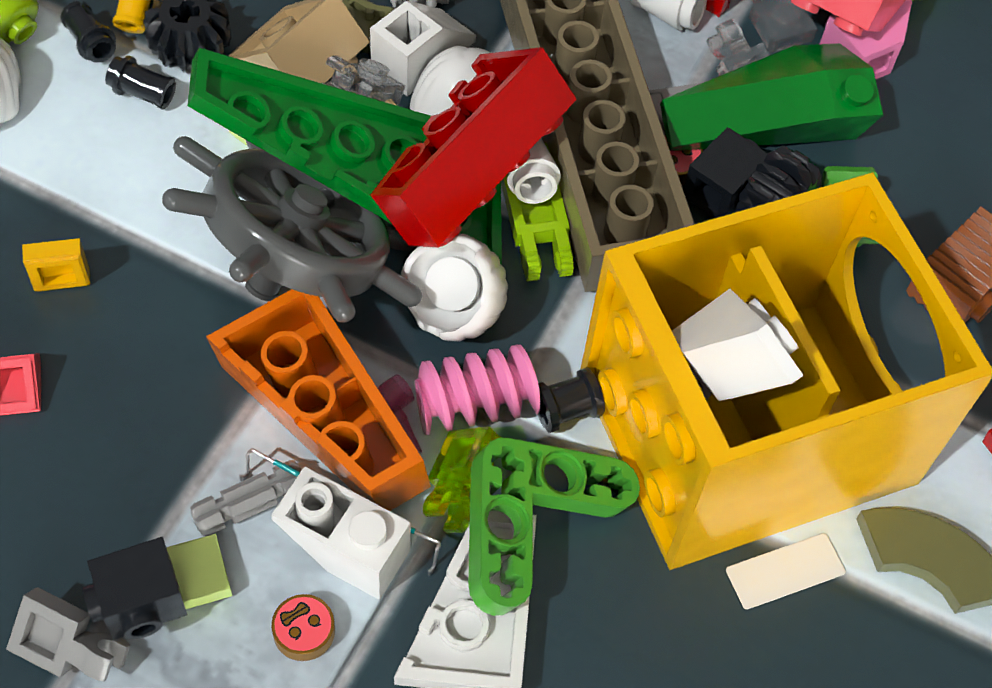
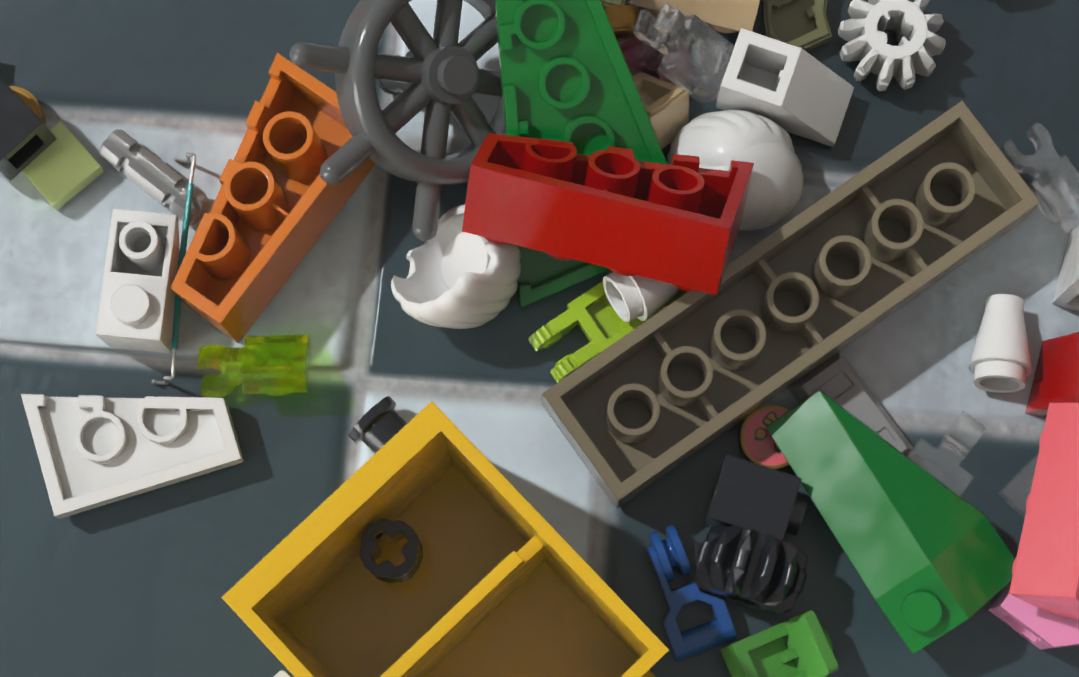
camera: 75 degrees right, 20 degrees up
(303, 627) = (46, 290): tile -> none
(398, 396) = (317, 262): clear pink hand -> none
(476, 387) = (352, 340): bright pink piece -> none
(518, 495) = (256, 434): bright green beam -> none
(737, 347) = (378, 574): white slope -> none

